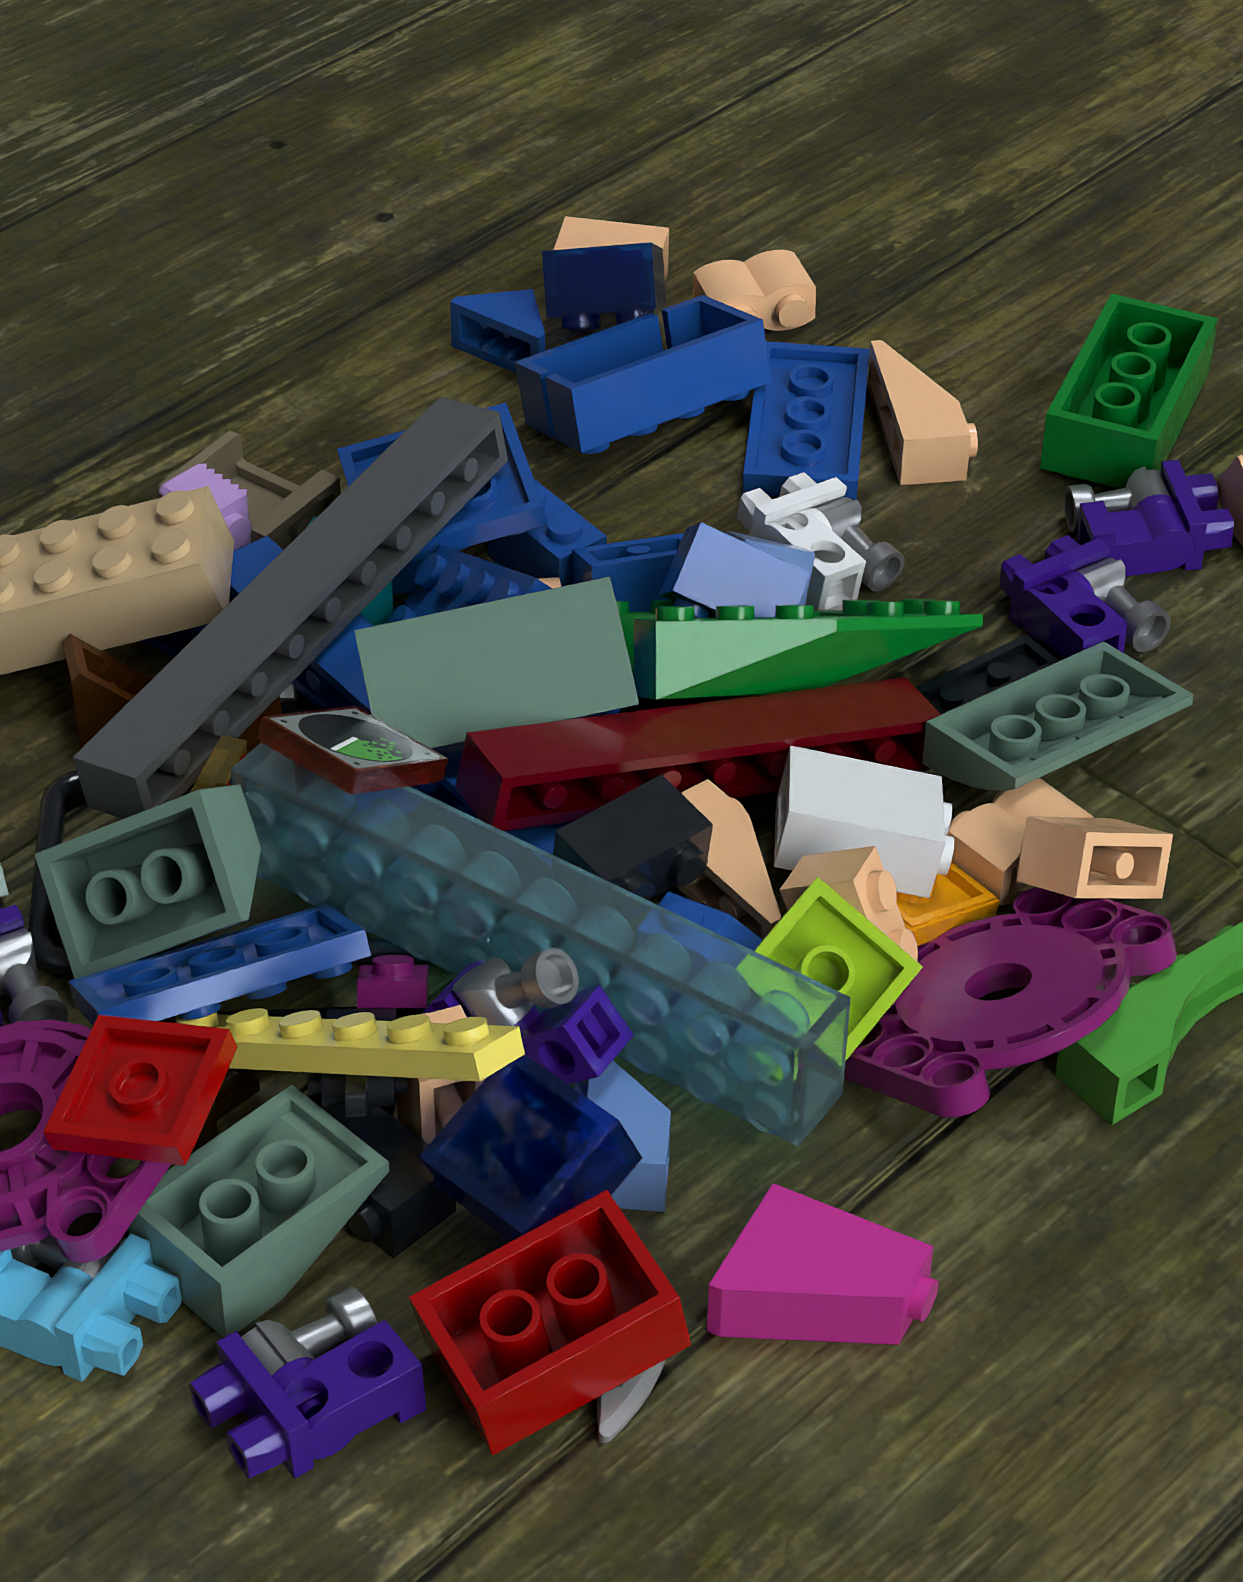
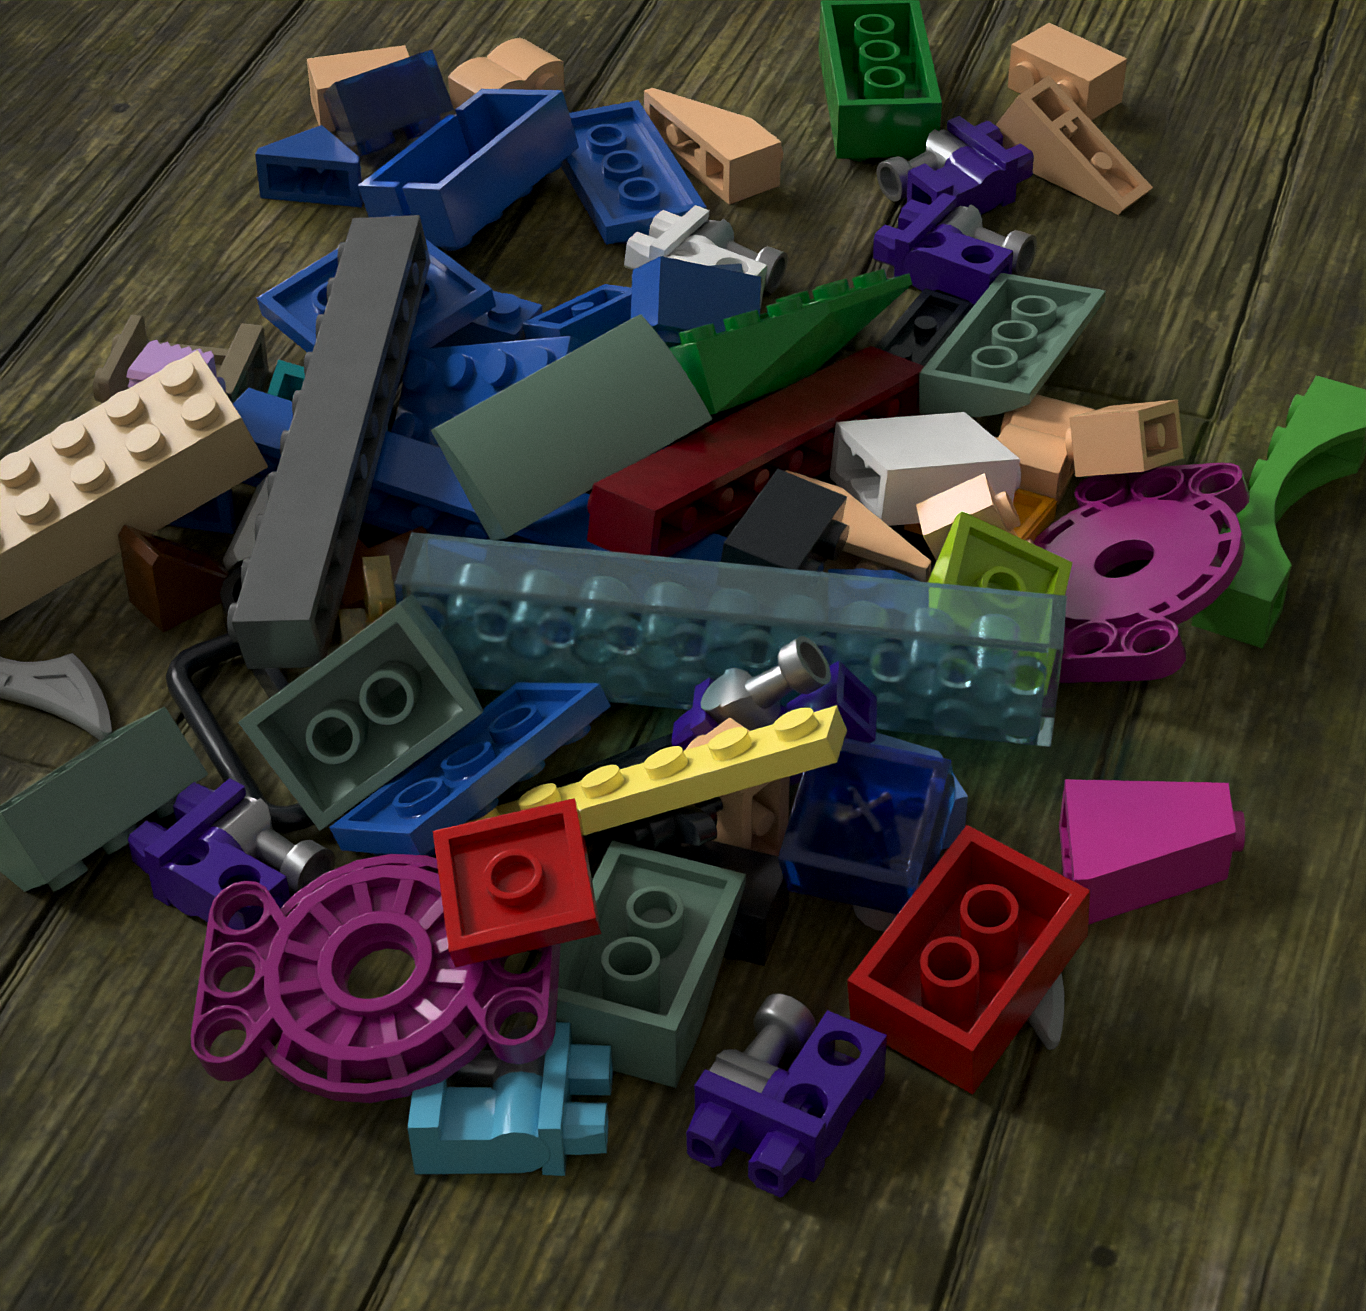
camera: 25 degrees left, 0 degrees up
(352, 749) = (499, 530): tile -> none
(393, 983) = (628, 728): magenta plate -> none

